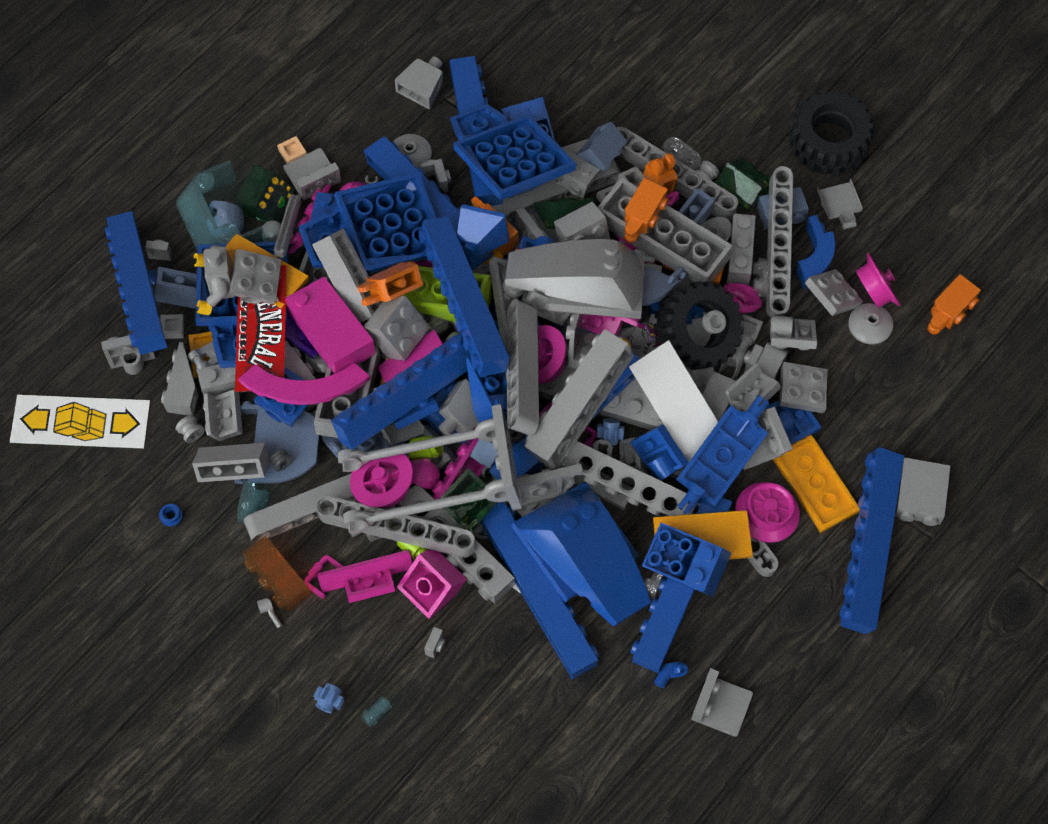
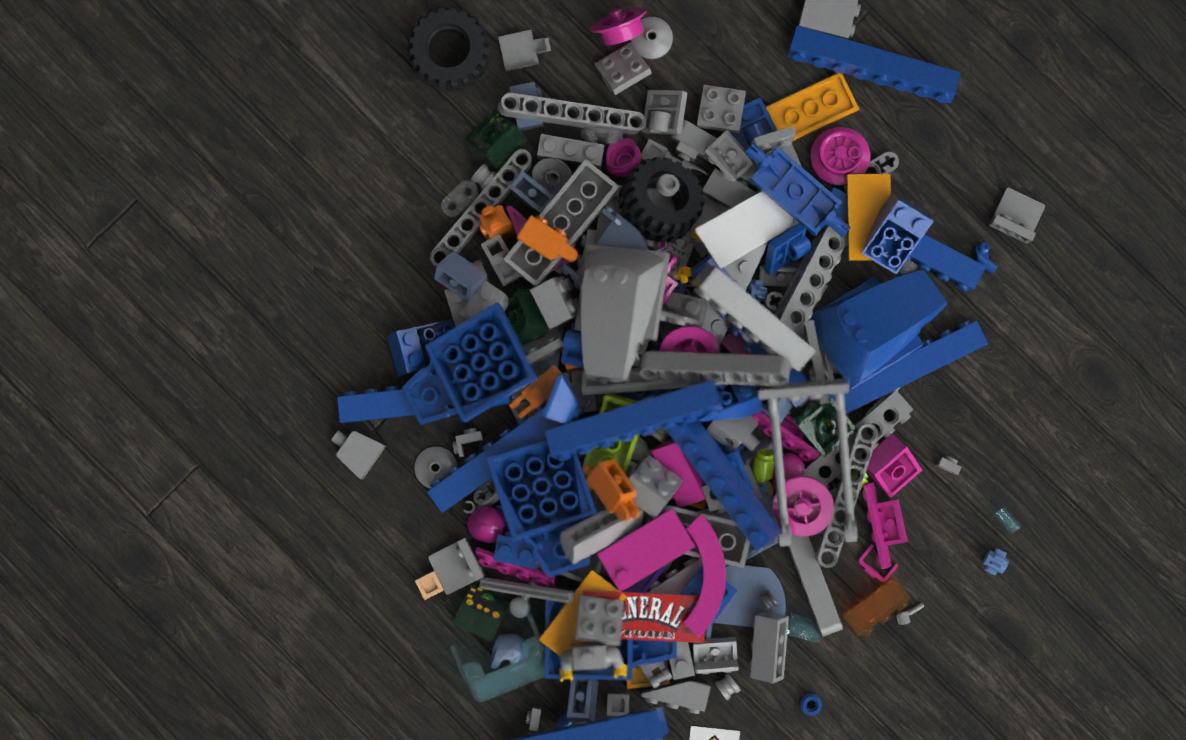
camera: 85 degrees left, 20 degrees up
(823, 253) = (581, 74): blue arch -> none

